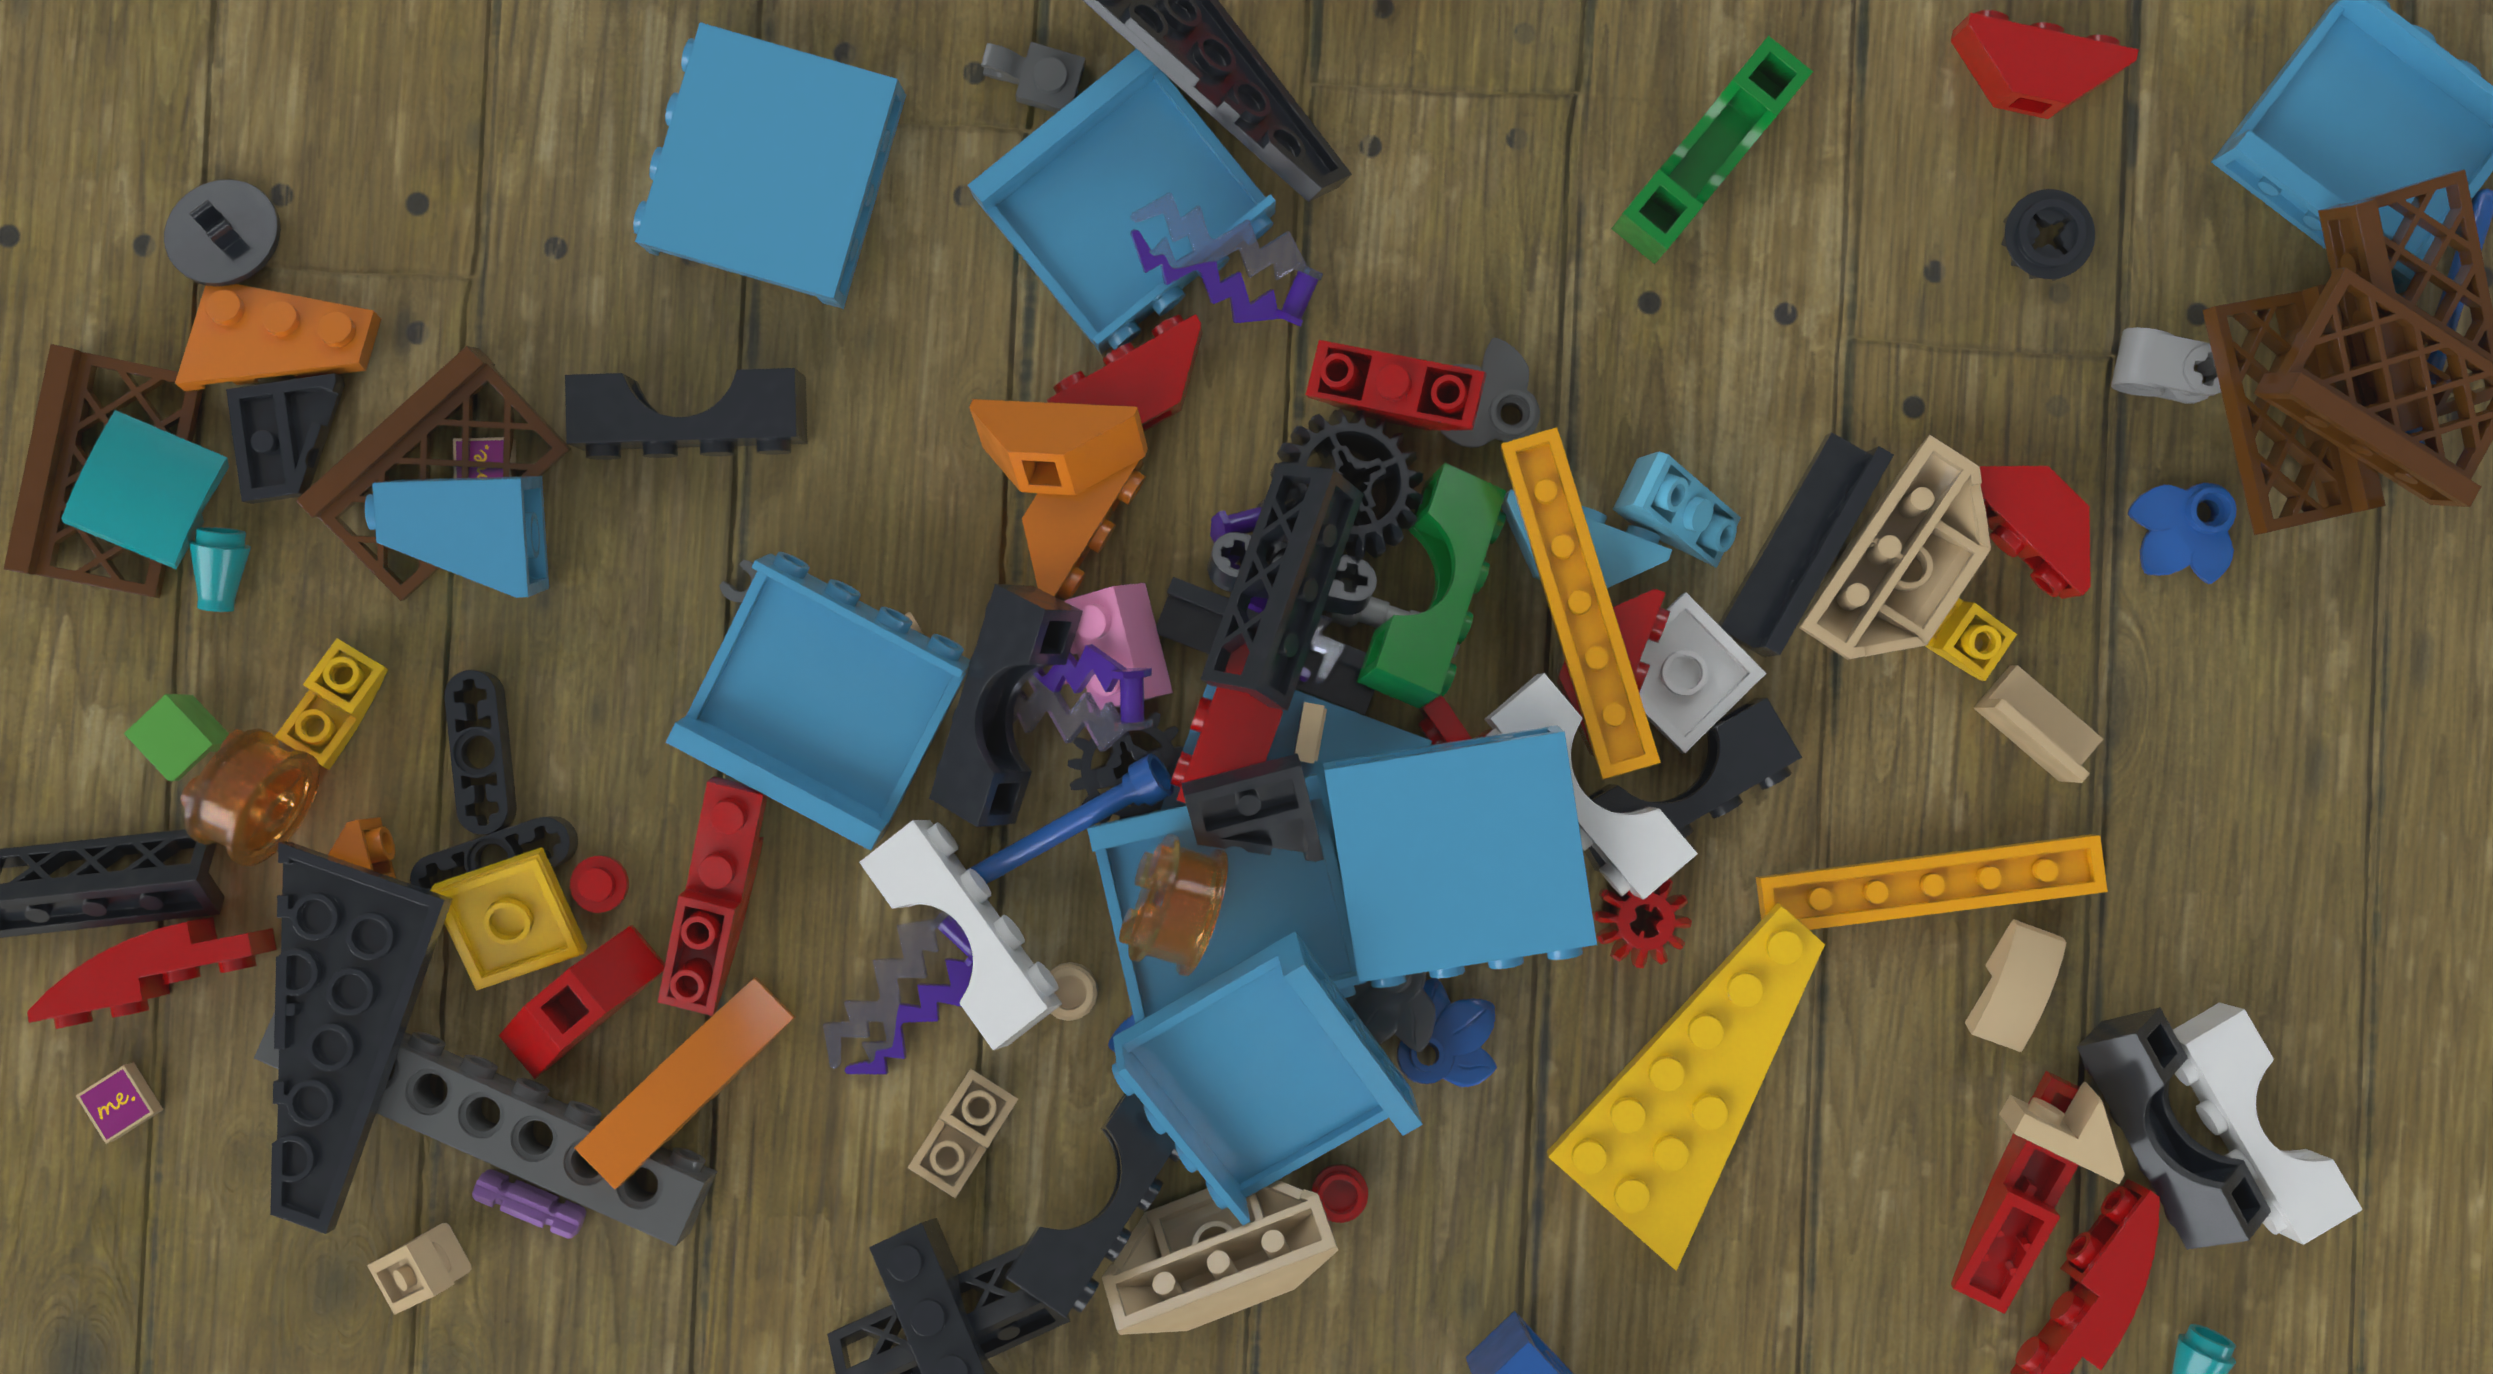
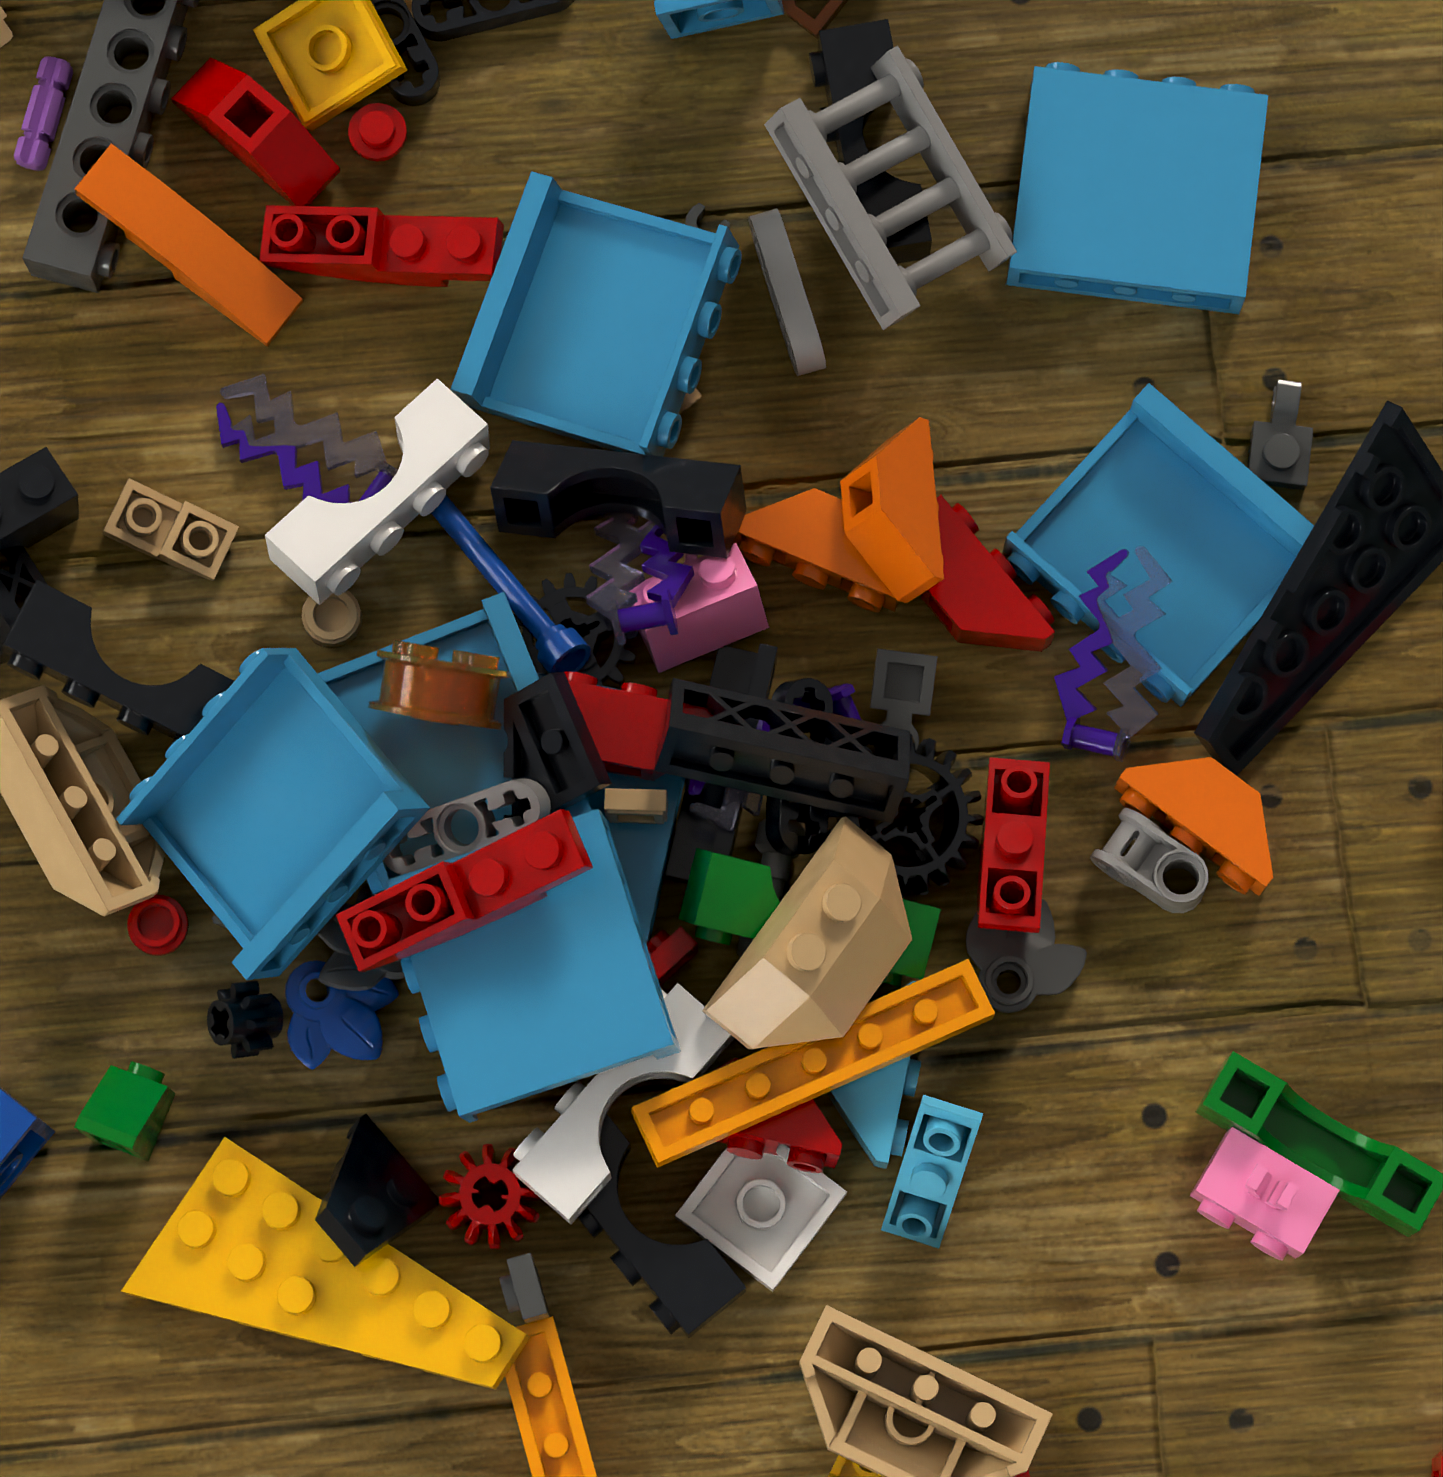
camera: 85 degrees right, 10 degrees down
(731, 452) = (863, 237): none -> light grey fence
(821, 515) = (787, 292): none -> light grey beam
(1223, 466) = (903, 687): none -> dark grey plate
(1297, 879) = (497, 796): none -> light grey beam
(1385, 203) = (1207, 813): none -> orange slope
(1391, 910) = (465, 893): none -> red slope
(1420, 264) = (1149, 861): none -> light grey piece
(1446, 1125) = (245, 1019): none -> black gear
(1475, 580) = (819, 948): none -> tan wedge
(1518, 1248) = (127, 1110): none -> green slope
(1628, 1029) = (372, 1195): none -> black wing
(1742, 900) = (524, 1289): none -> dark grey plate
(1744, 212) = (1263, 1195): none -> bright pink brick
(1803, 545) = (919, 1311): black fence -> none

